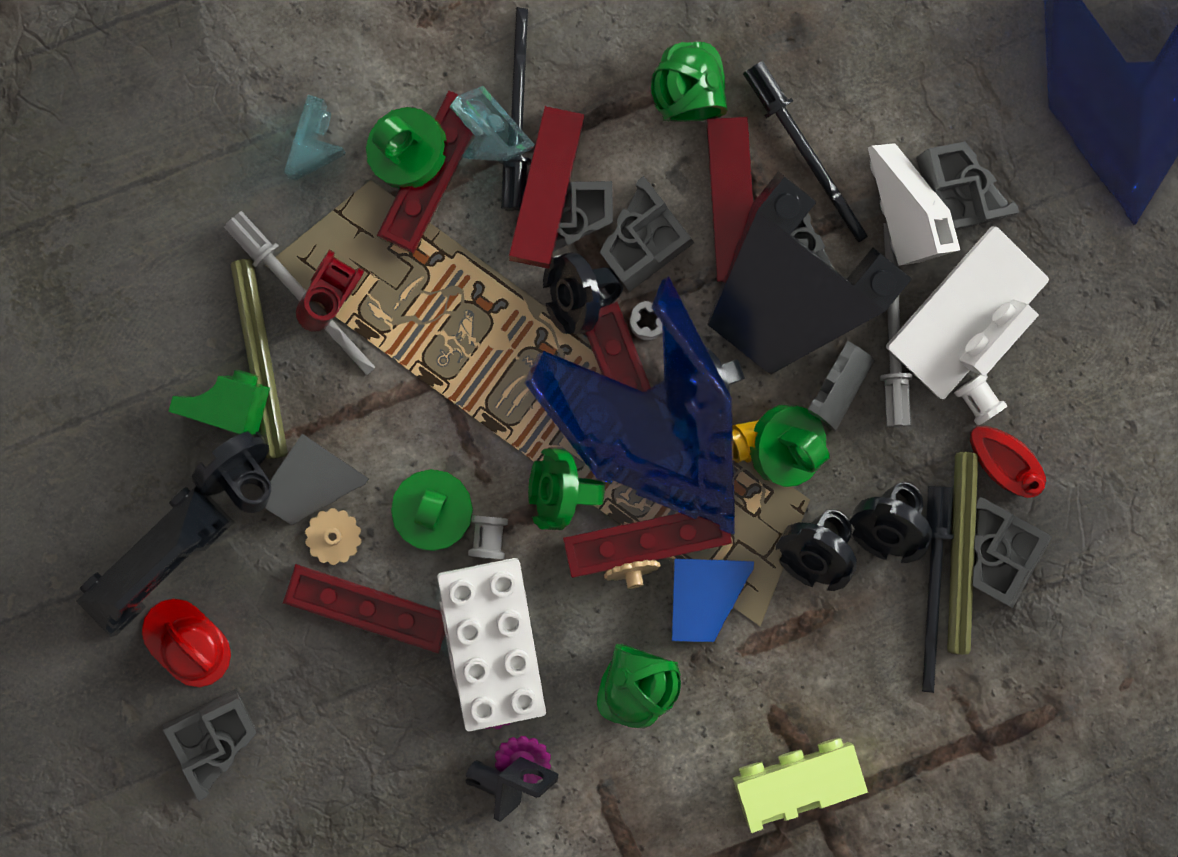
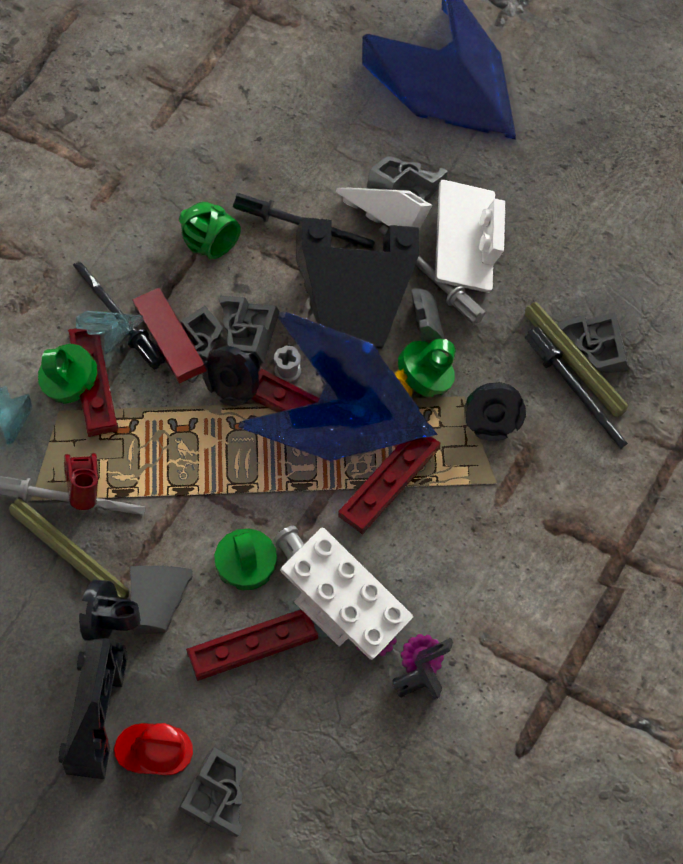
camera: 35 degrees left, 25 degrees down
(231, 404) = (67, 584): green arch -> none
(333, 536) = (196, 619): tan piece -> none
(557, 489) = (312, 484): green tile -> none
(632, 572) = (395, 499): tan piece -> none
(637, 687) = (454, 558): green helmet -> none
(705, 596) = (449, 486): blue slope -> none
(729, 186) = (275, 270): dark red tile -> none
(799, 783) = (596, 544): yellowish green wedge -> none
(891, 526) = (524, 365): black tile -> none
(980, 399) = (512, 273): white bush -> none
(1008, 461) = (557, 294): red arm -> none

